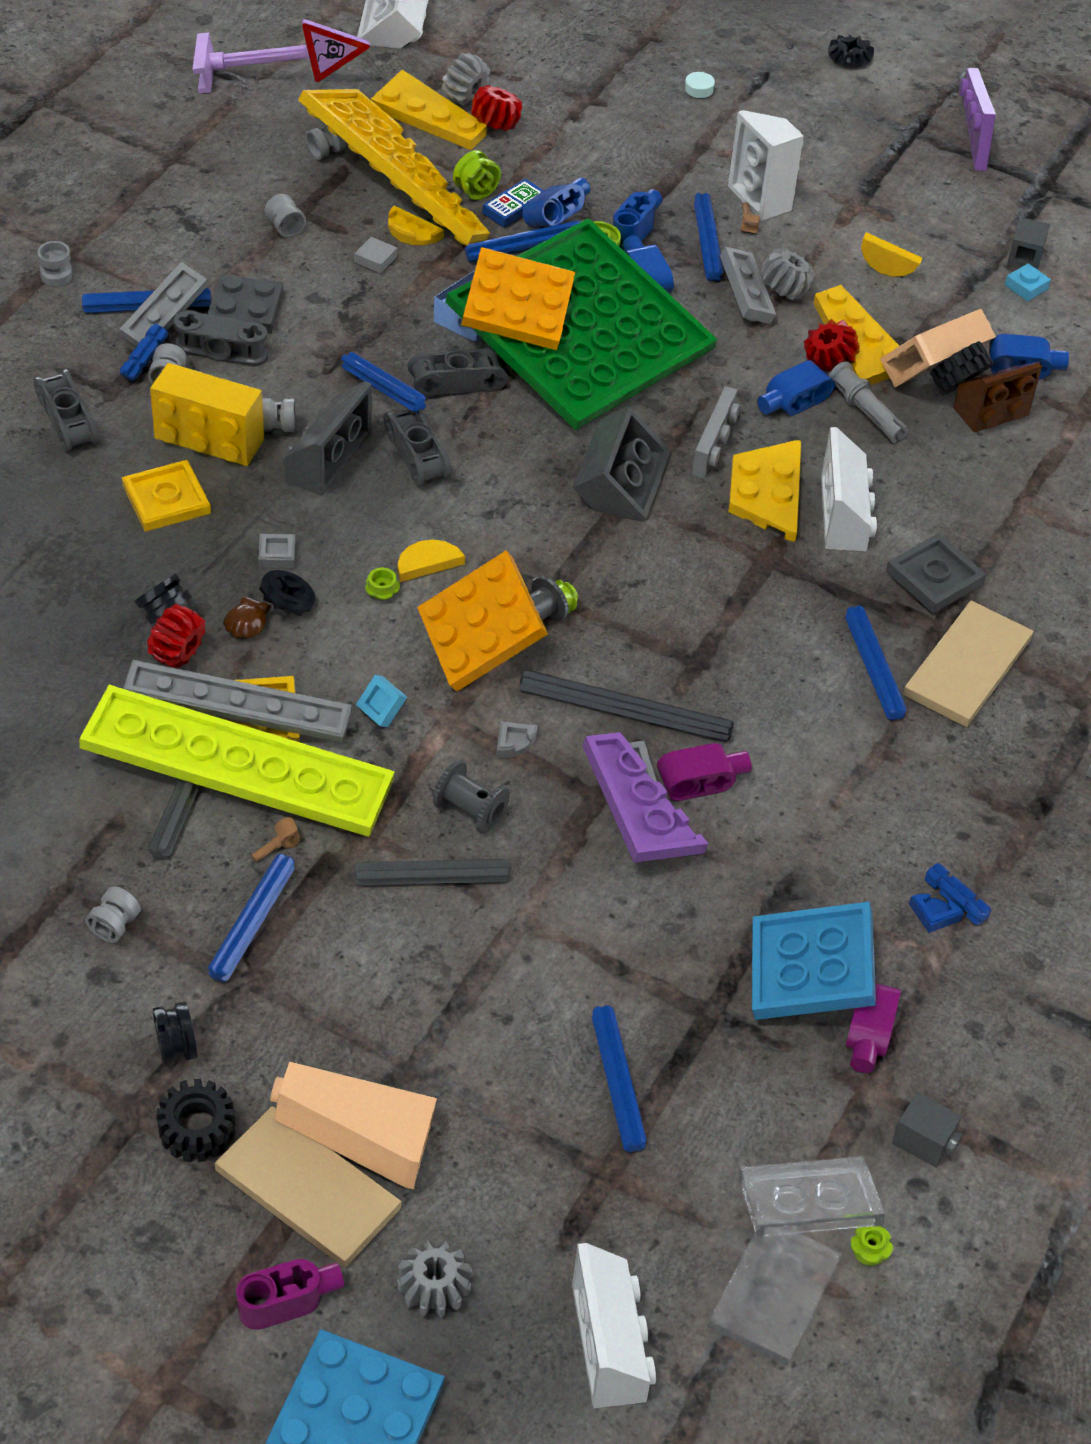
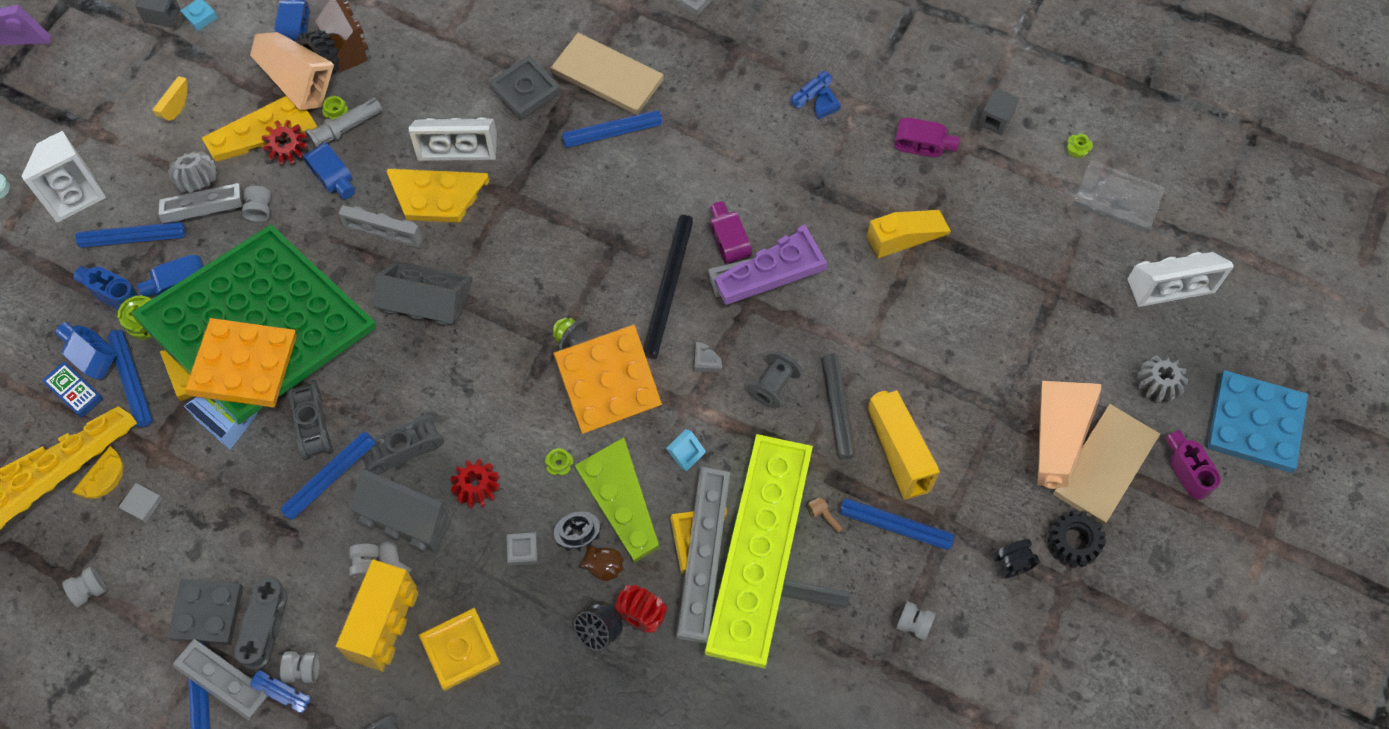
camera: 90 degrees left, 15 degrees up
(276, 436) = (389, 554): none -> light grey arm
(341, 635) = (617, 493): none -> lime wing
(358, 922) = (903, 445): none -> yellow slope
(360, 506) = (463, 483): none -> red gear
(428, 558) = (525, 431): yellow tile -> none
(476, 175) = (40, 418): lime wheel -> none
(618, 1079) = (988, 282): blue axle -> none
(706, 979) = (905, 230): none -> yellow slope
(746, 328) = (256, 204): none -> light grey wheel
(750, 222) = (113, 204): medium nougat hand -> none
(811, 1196) = (1058, 173): clear tile -> none
(813, 961) = (890, 164): dark azure plate -> none
(892, 395) = (333, 103): none -> lime plate

